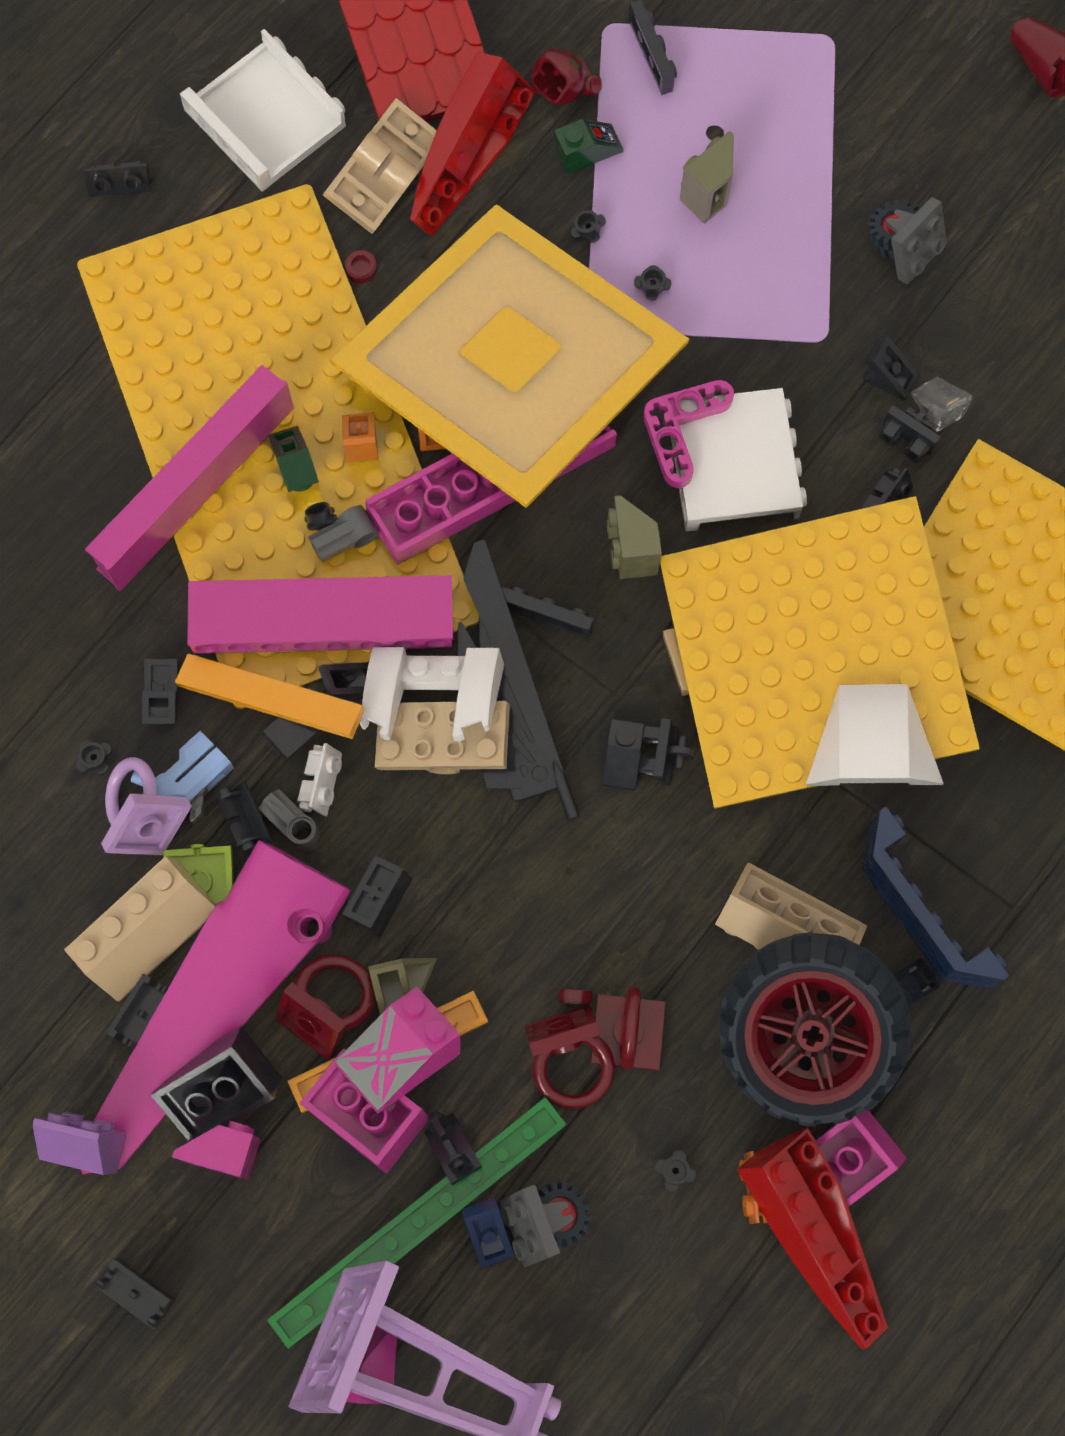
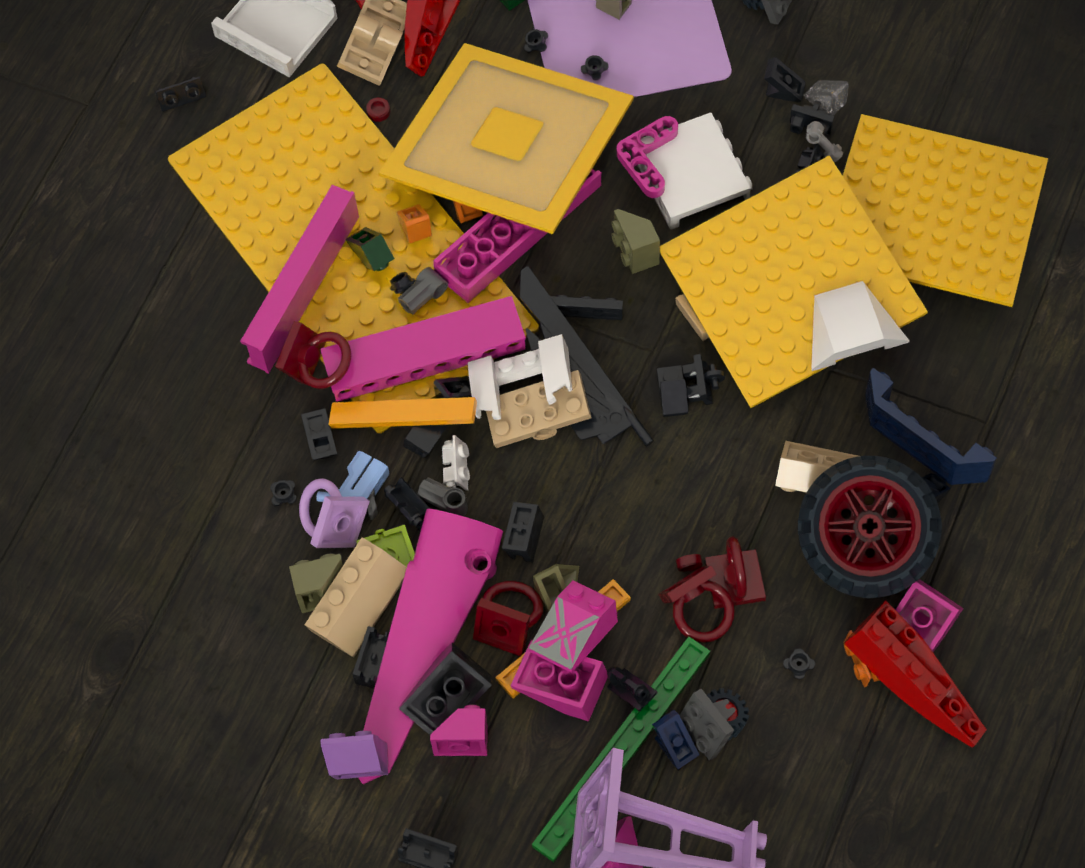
camera: 10 degrees left, 10 degrees down
(89, 893) = (313, 579): none -> olive slope
(163, 584) = (303, 352): none -> dark red tile
(908, 458) = (814, 136): none -> light grey bar

